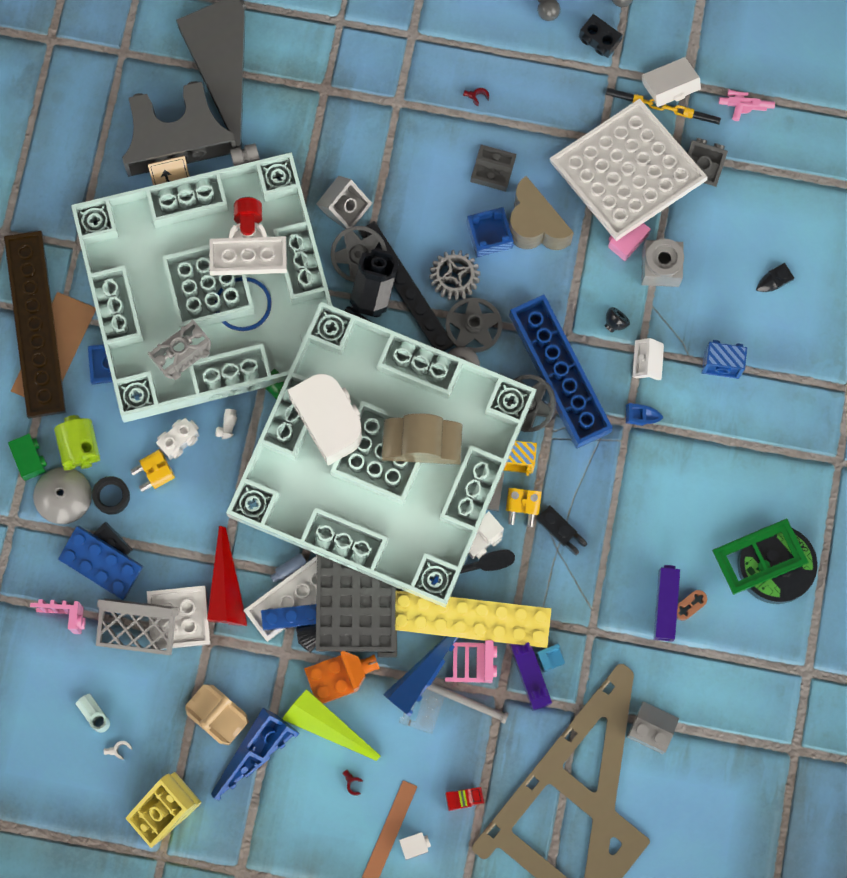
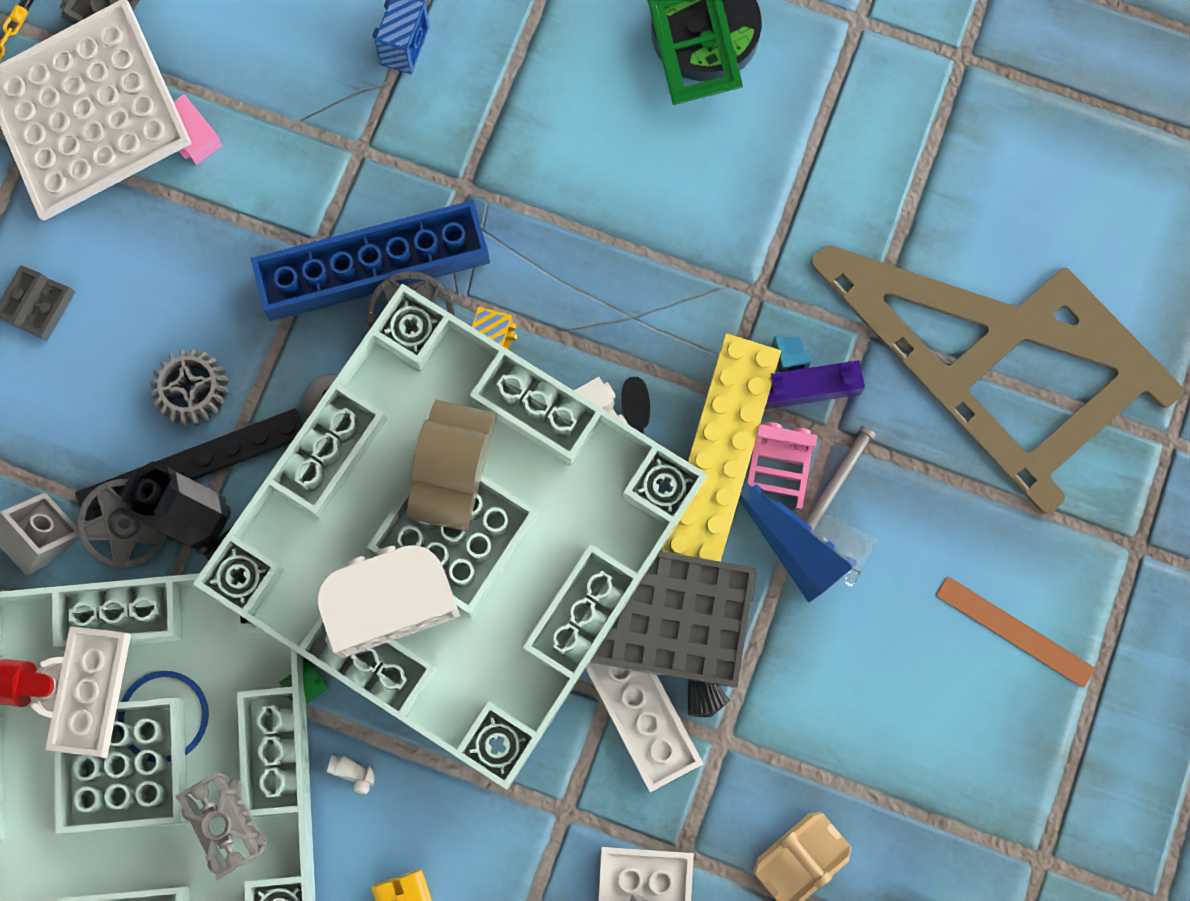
camera: 80 degrees left, 0 degrees up
(179, 437) = (355, 847): white brick -> none
(225, 595) = (625, 817): red wedge -> none
(263, 739) = (845, 788): blue wedge -> none
(288, 568) = (595, 712): sand blue cylinder -> none
(288, 617) = (673, 721): blue plate -> none
(316, 718) = (830, 706): lime wedge -> none
(339, 676) = (773, 663): orange plate -> none
(349, 777) = (926, 671): dark red piece -> none
(414, 845) = (1037, 593): white brick -> none
(464, 798) = (977, 511): red leg -> none
(474, 324) = (271, 373): dark grey wheel -> none
(489, 232) = (133, 323): blue container -> none
(523, 502) = (556, 348): yellow piece -> none
(536, 221) = (131, 251): dark tan brick -> none
(560, 529) = (604, 306): black hinge -> none
(616, 320) = (310, 171): black brick -> none
(641, 414) = (457, 163): blue plate -> none
(648, 359) = (376, 140): white panel -> none
(653, 728) = (910, 231): light grey slope -> none
(662, 263) = (238, 88): light grey piece -> none
(666, 603) = (742, 176): dark purple brick -> none
(693, 608) = (748, 147): nougat beam -> none

